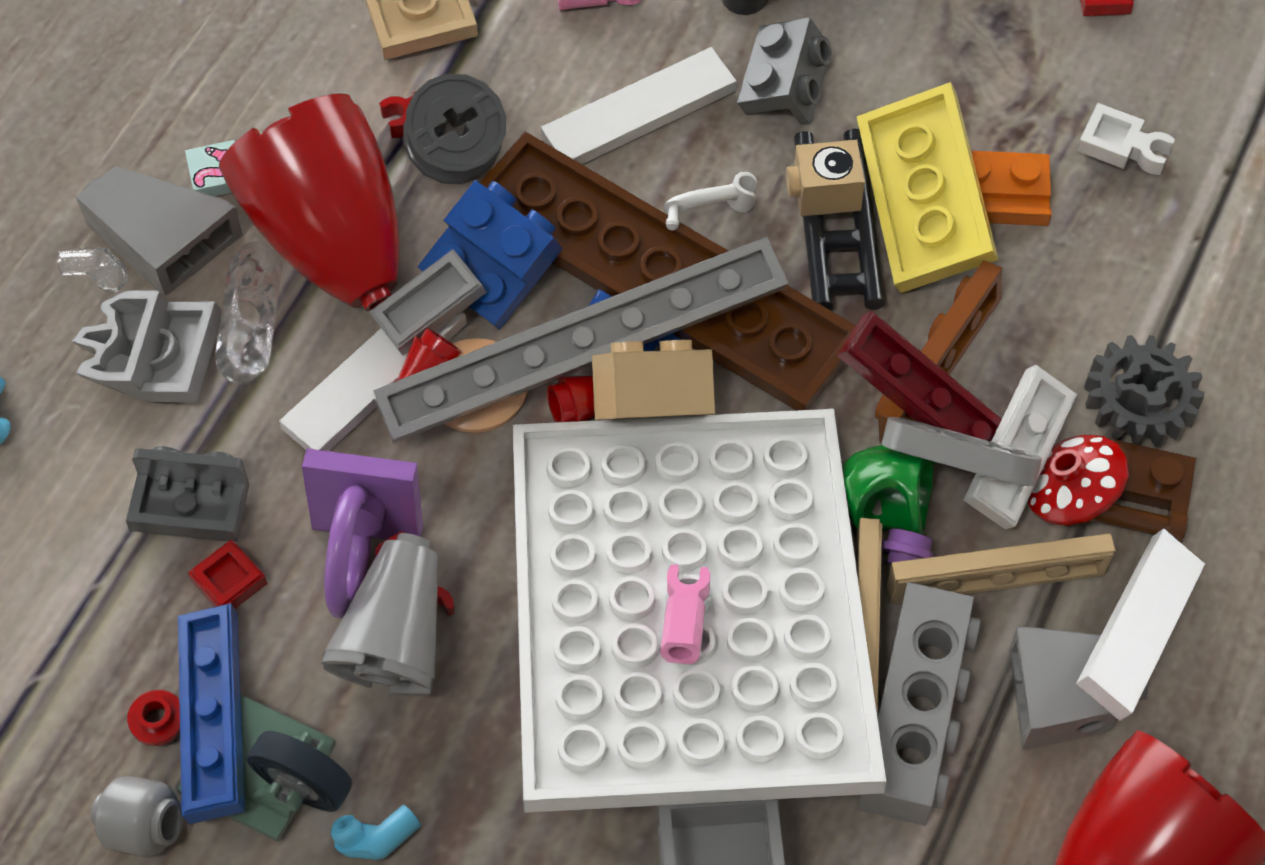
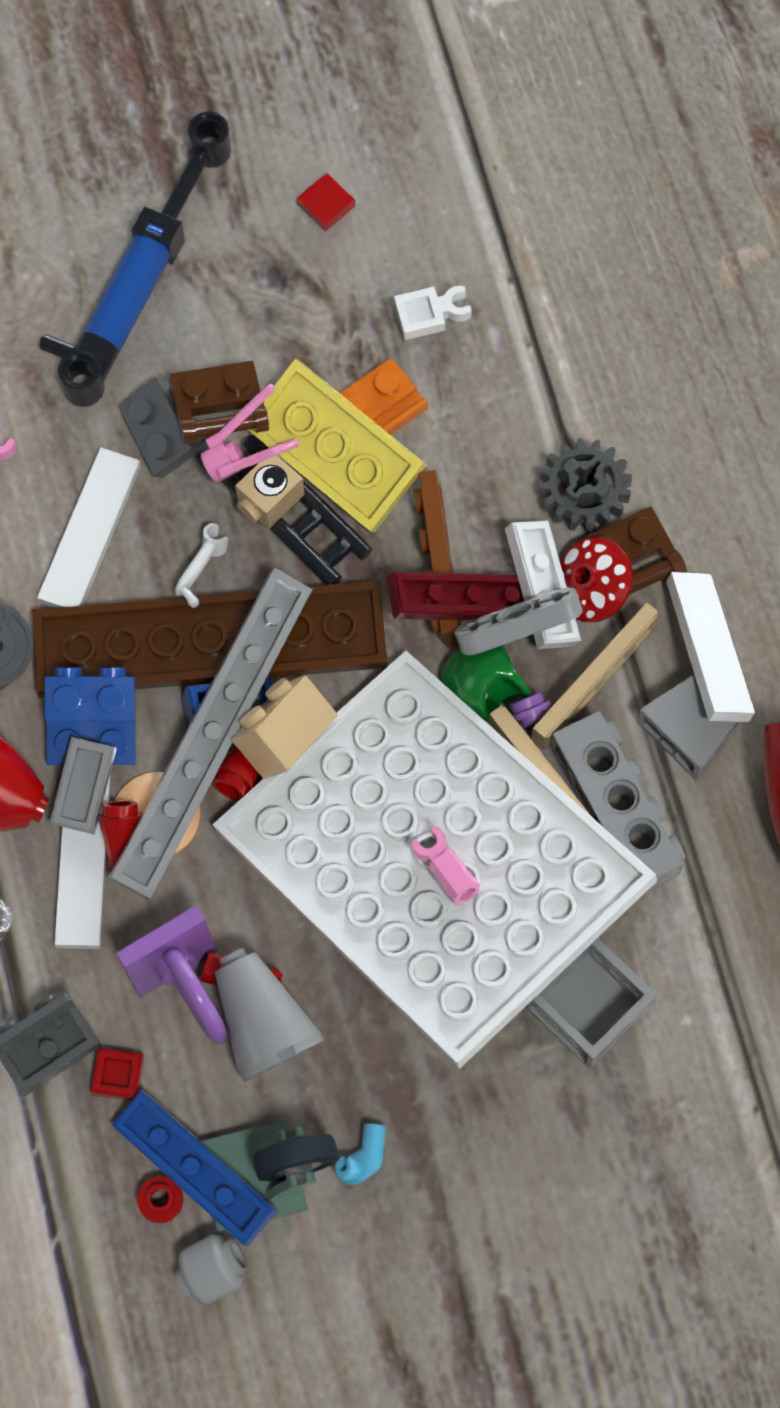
camera: 40 degrees left, 10 degrees up
(811, 123) = (226, 458): none -> bright pink plant
(851, 62) = (216, 391): none -> reddish brown plate

